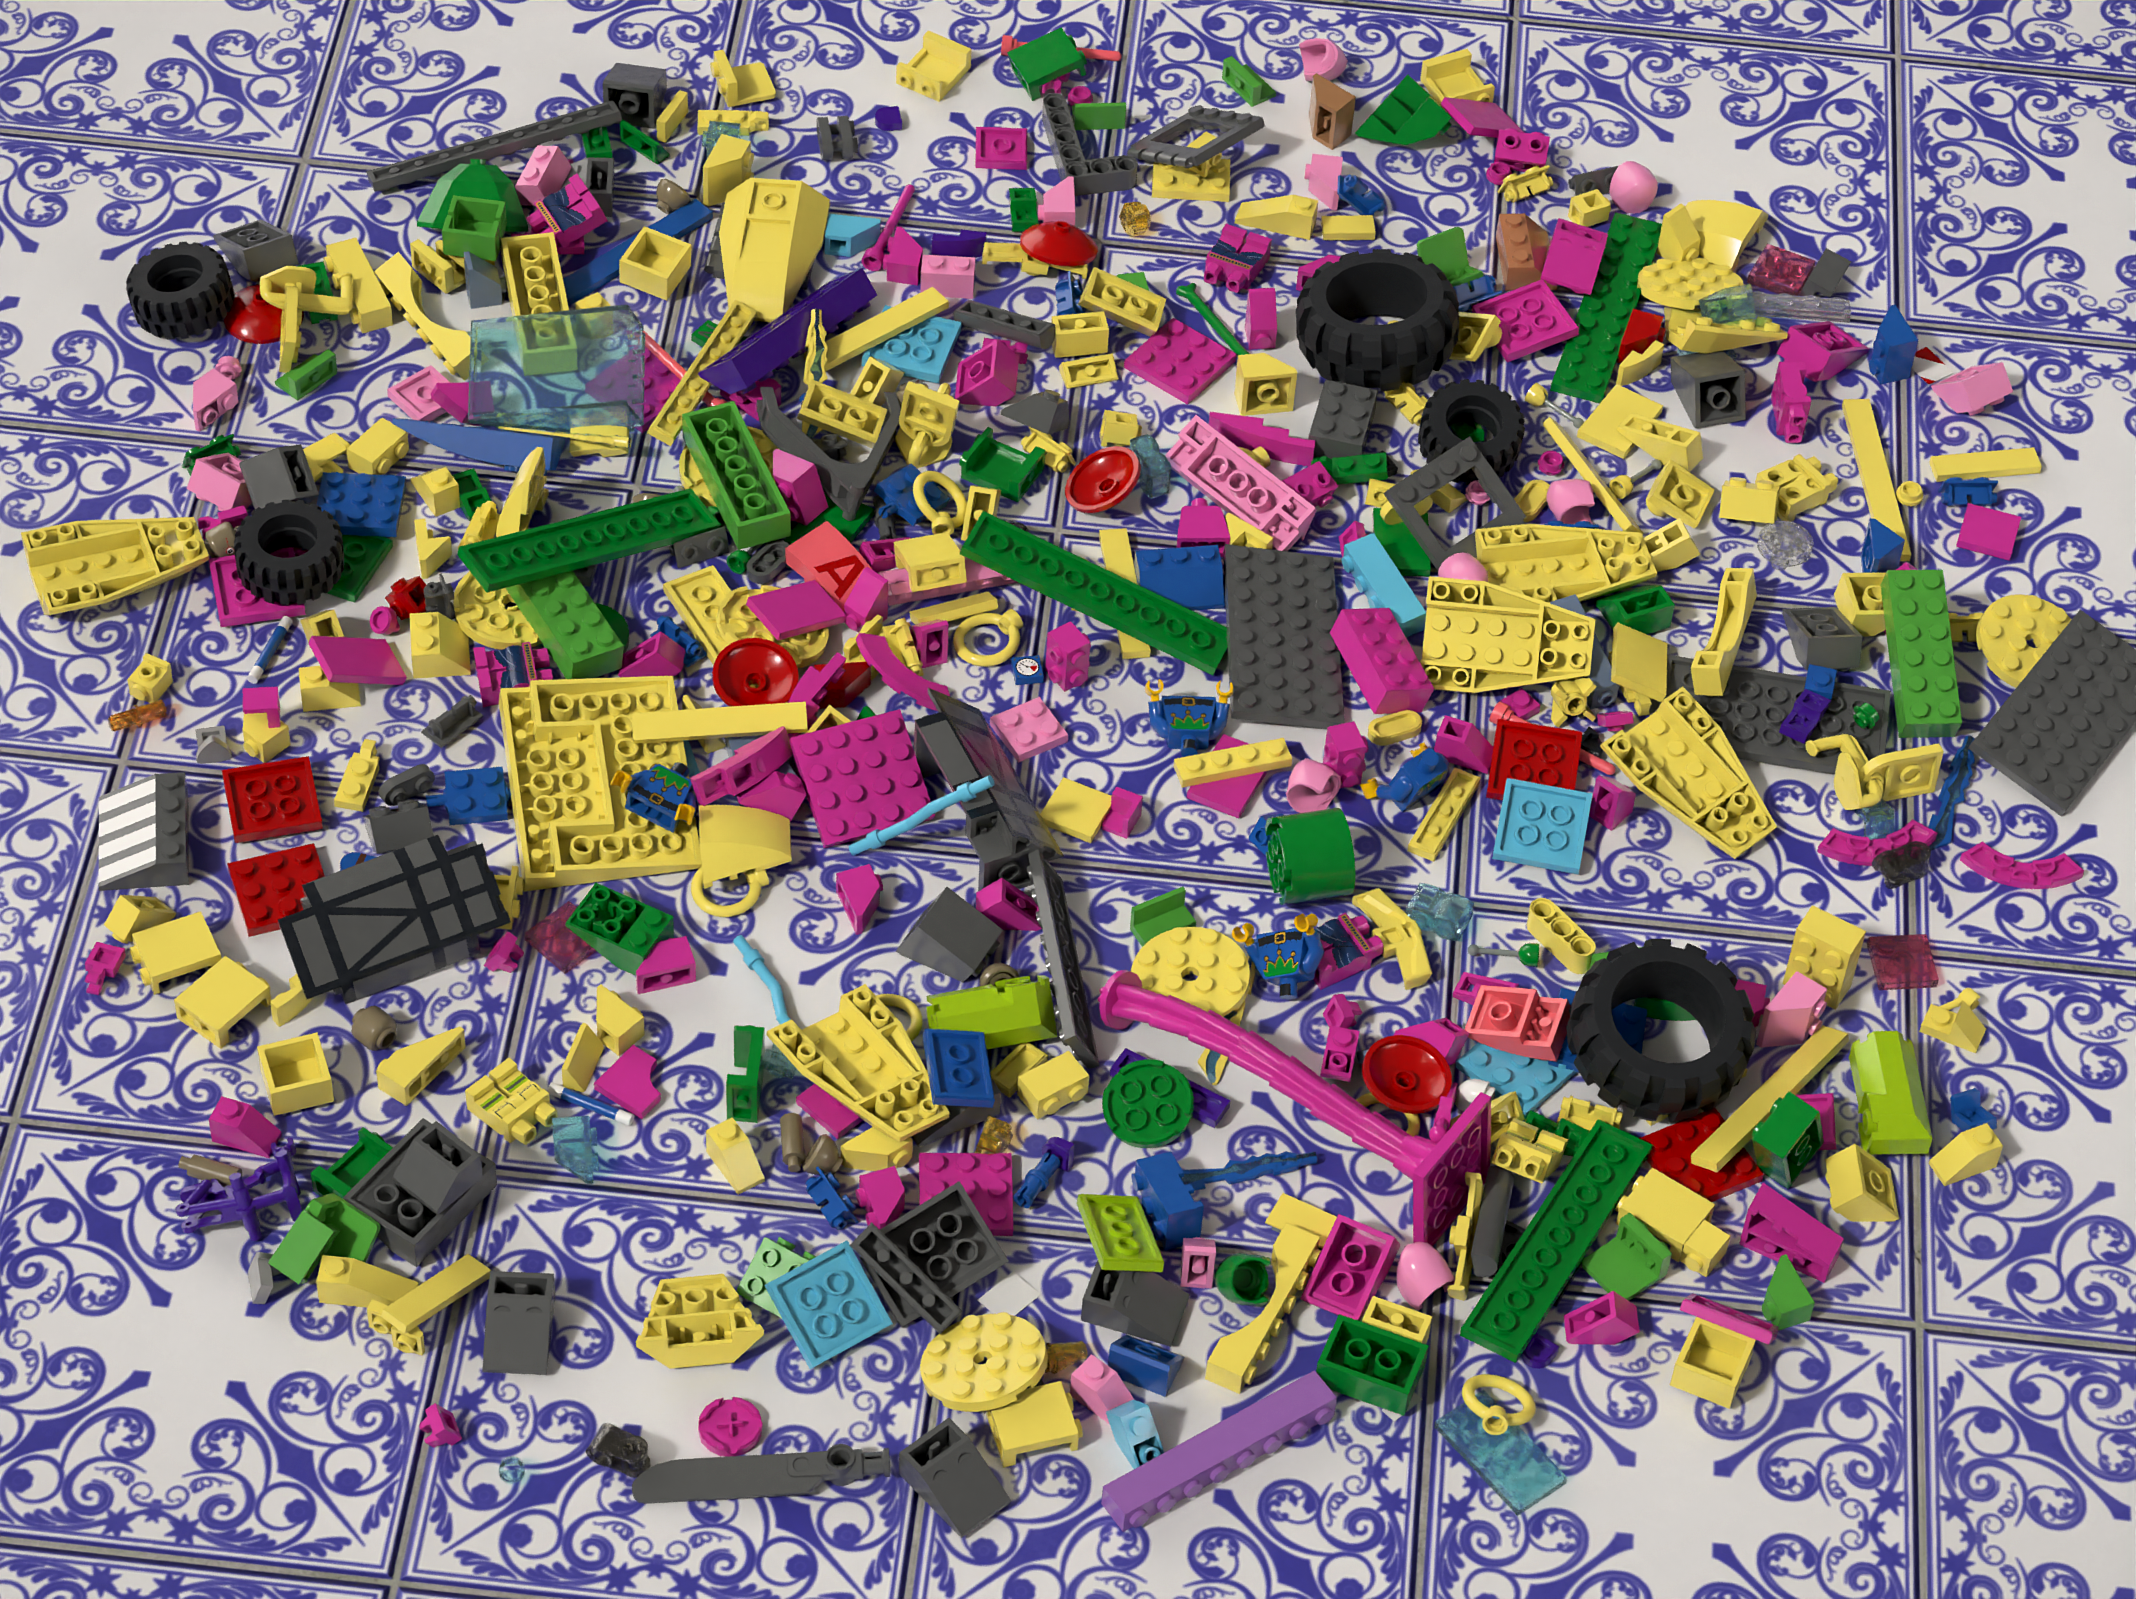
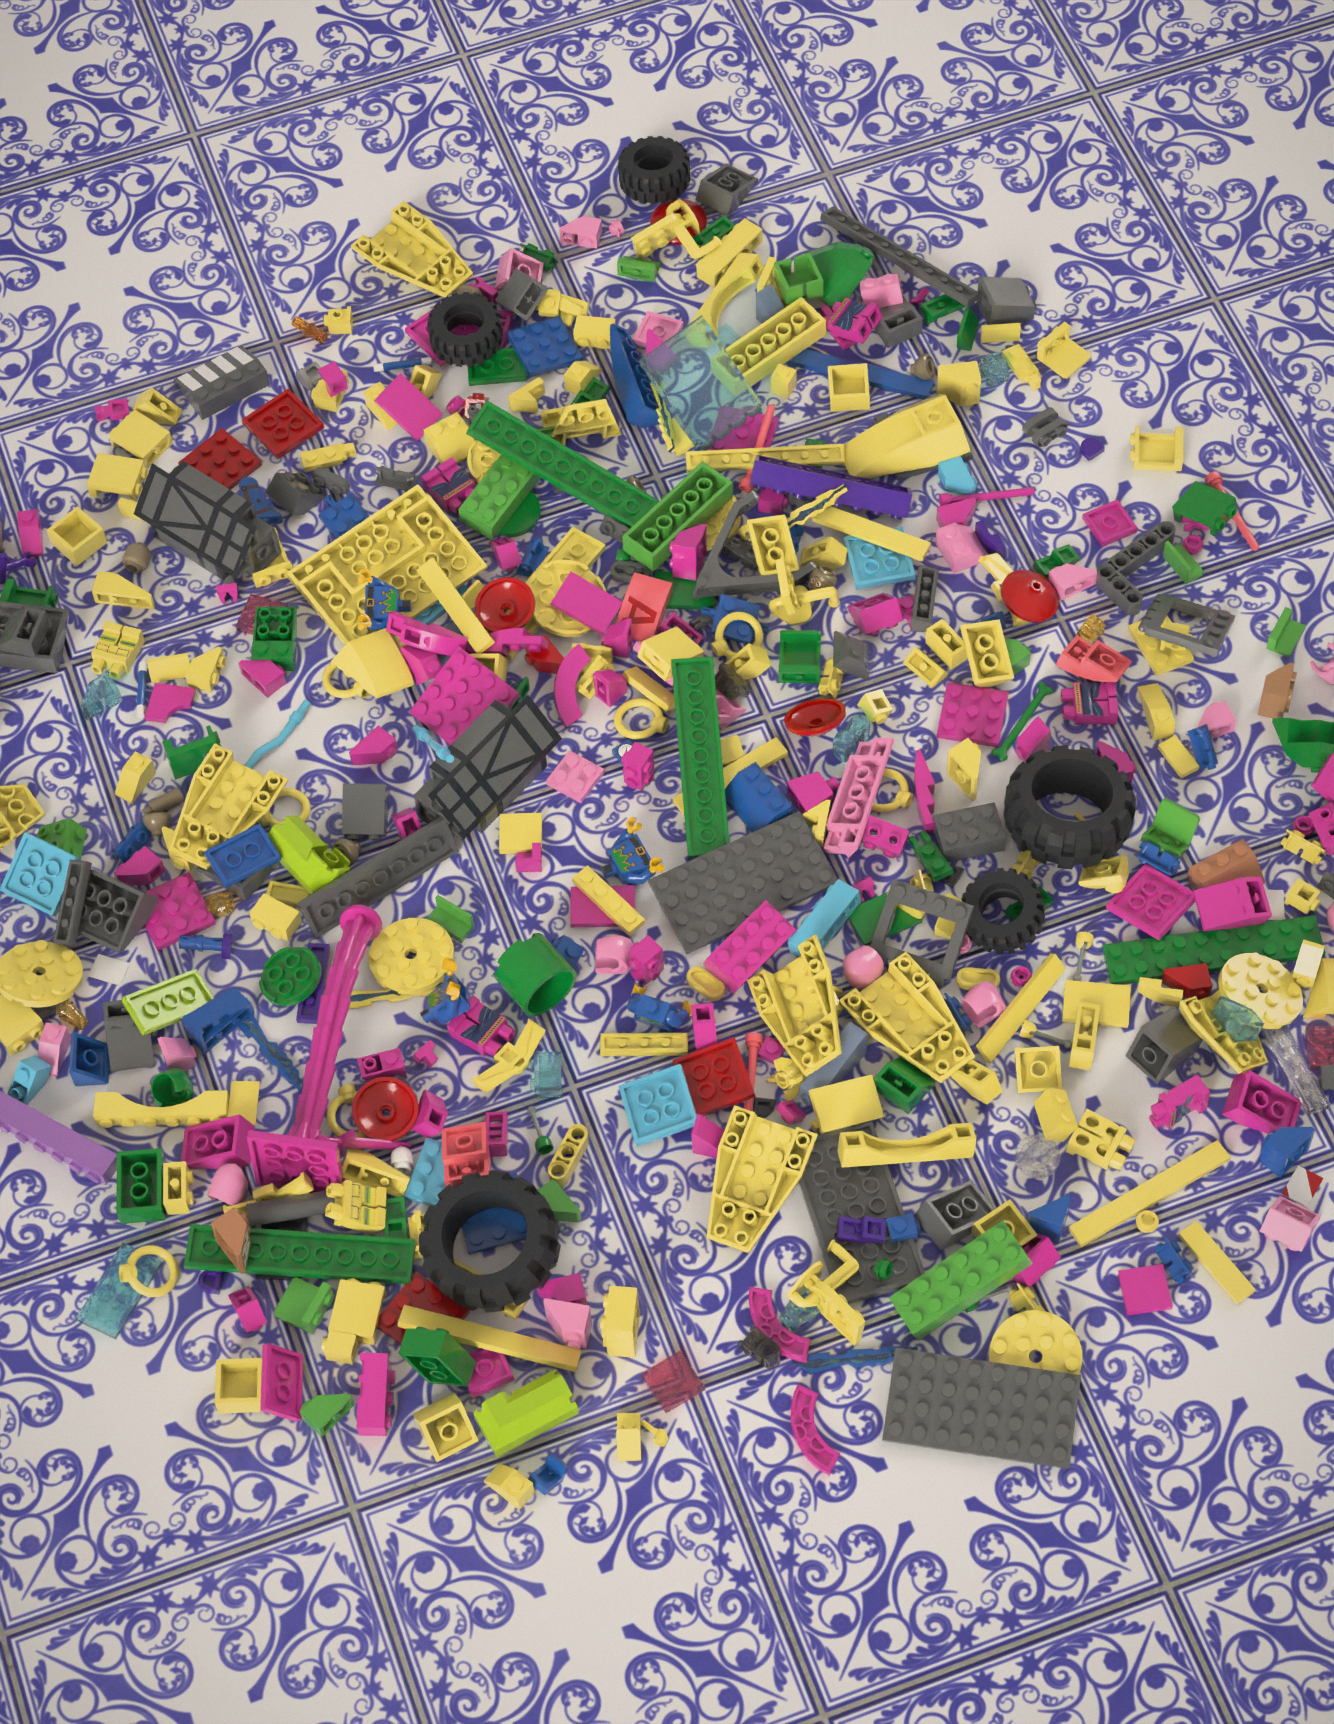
camera: 70 degrees right, 10 degrees up
(1186, 231) = (1093, 661): none -> coral slope
(1527, 1275) = (233, 1237): none -> nougat slope

